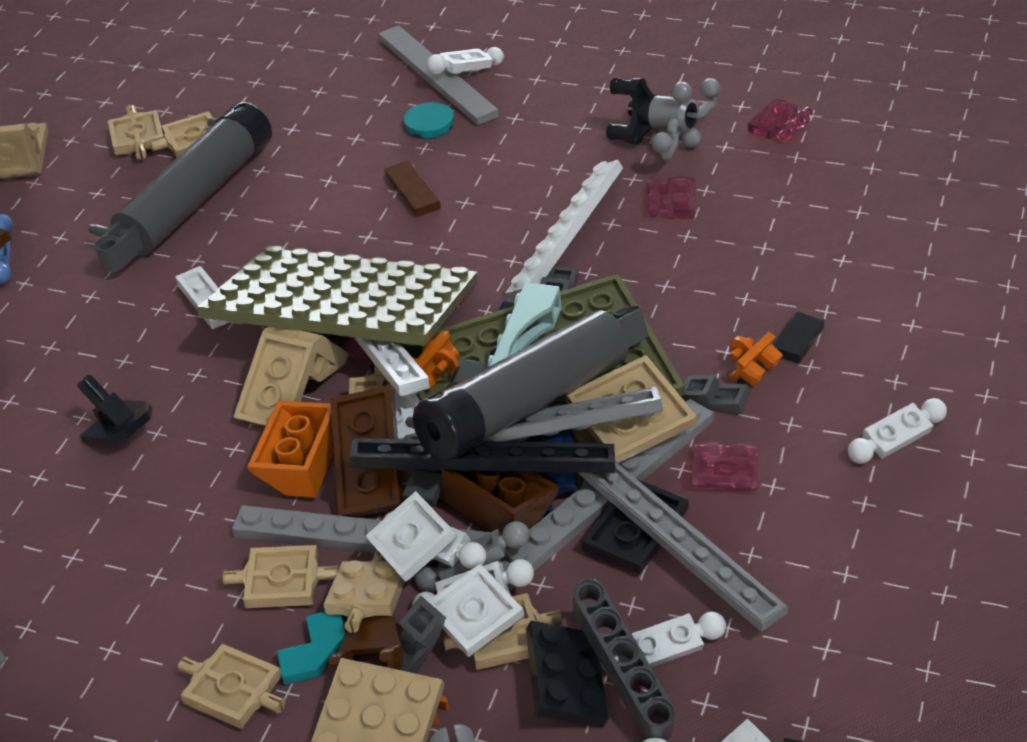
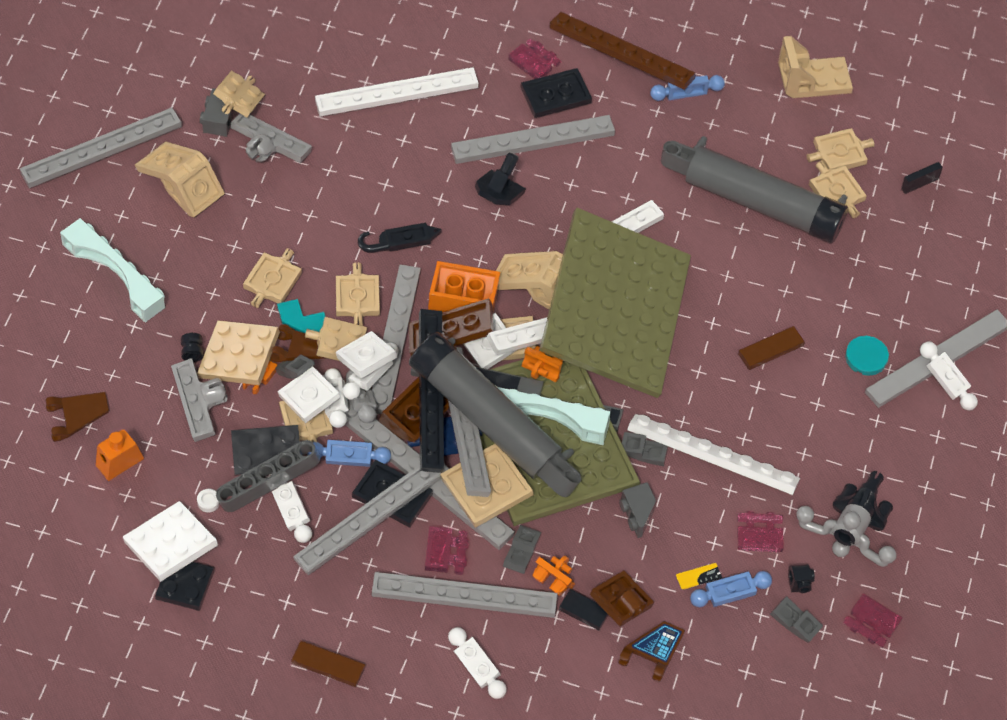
camera: 80 degrees right, 15 degrees up
(37, 400) = (532, 139): none -> light grey plate
(183, 531) = (401, 238): none -> black plate
(192, 75) = (921, 177): none -> black tile
(567, 570) = (352, 453): none -> medium blue plate
(653, 284) = (639, 506): none -> dark grey slope
(734, 163) = (800, 578): none -> black plate
(734, 247) = (699, 576): none -> yellow sticker
(755, 216) = (731, 589): none -> medium blue plate
(784, 296) = (621, 598): none -> reddish brown plate
(788, 172) = (795, 620): none -> dark grey slope
(794, 451) = (464, 594): none -> light grey plate
(844, 278) = (655, 645): none -> flag
(927, 591) = (328, 663): none -> reddish brown tile

